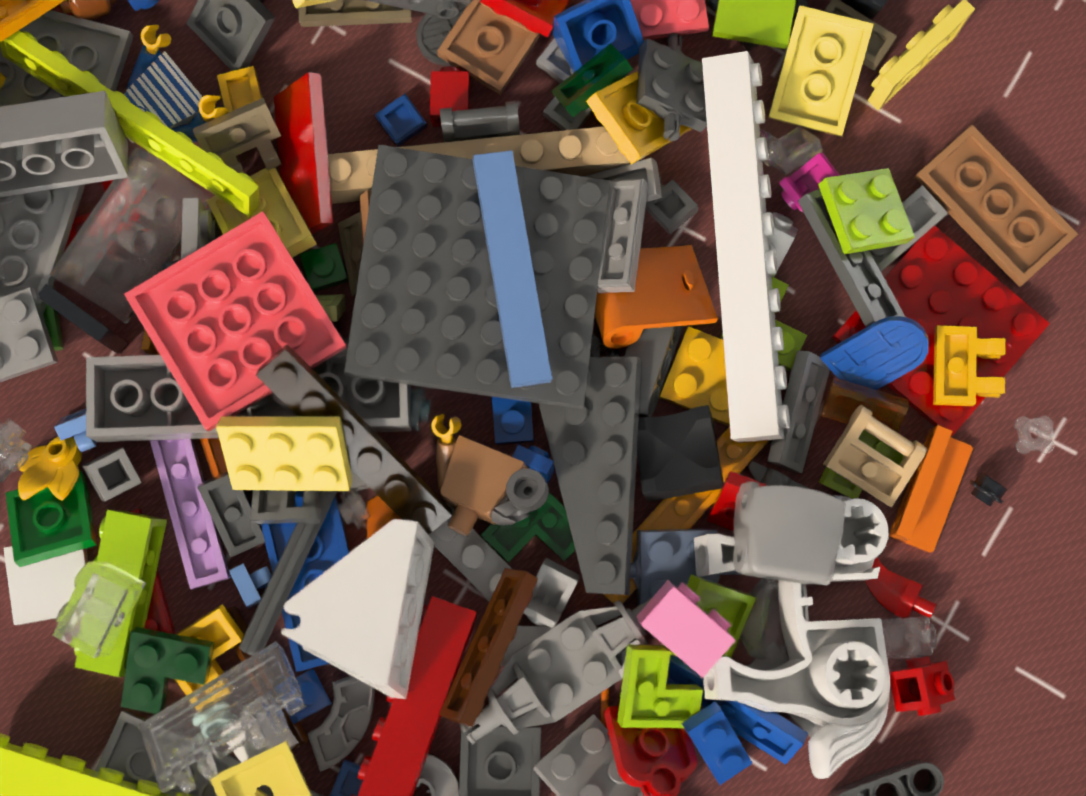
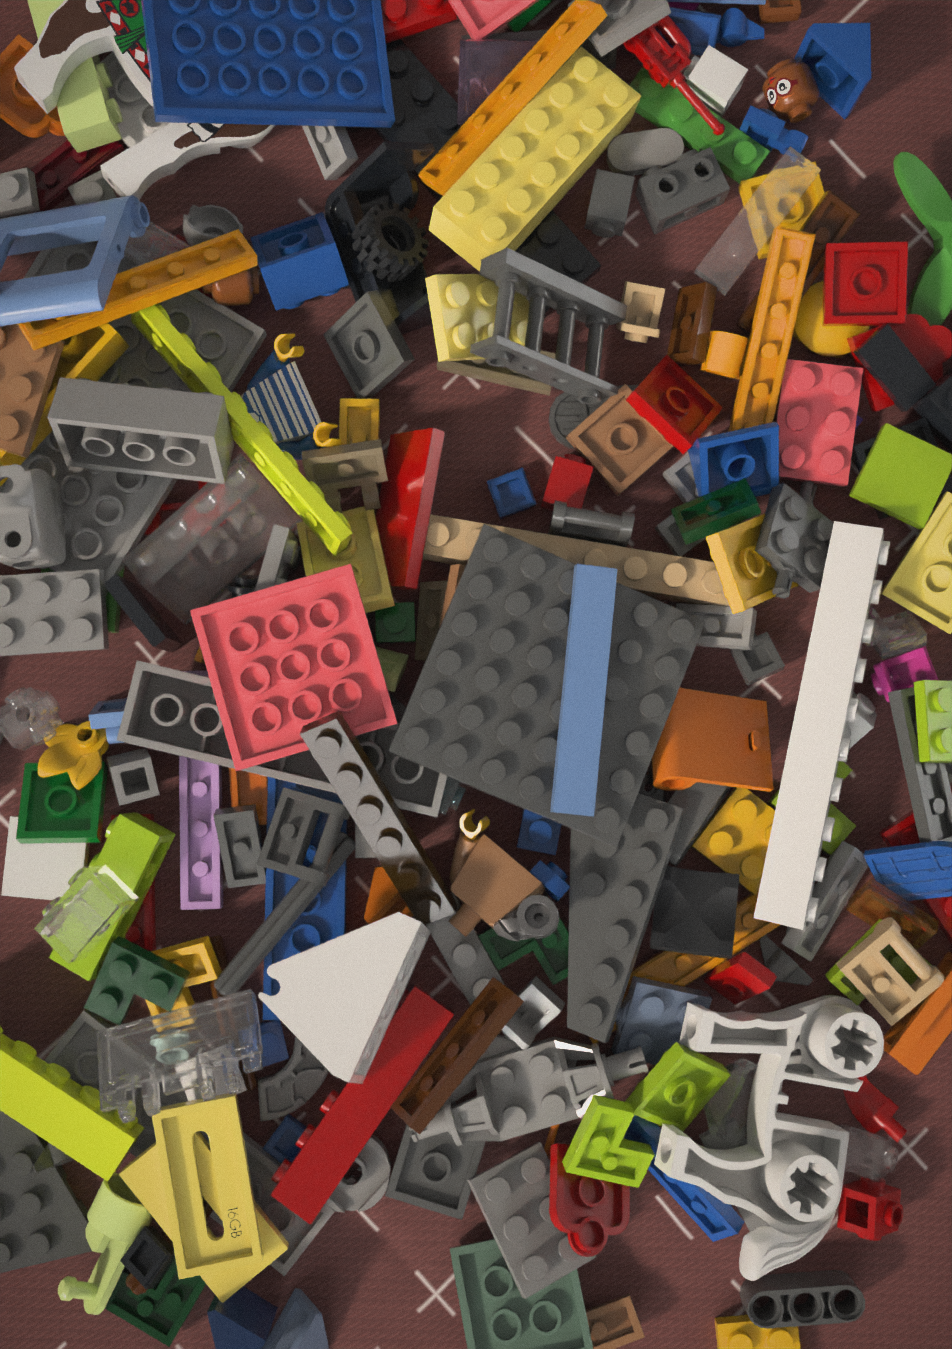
camera: 15 degrees right, 5 degrees up
(250, 584) = (239, 920): medium blue tile -> none
(285, 453) = (308, 814): light yellow plate -> none
(353, 508) = (360, 875): clear plate -> none
(622, 235) = (703, 681): light grey tile -> none
(686, 627) = (656, 1098): bright pink brick -> none
(717, 743) = (653, 1206): blue plate -> none
(787, 533) = (784, 1035): light grey piece -> none

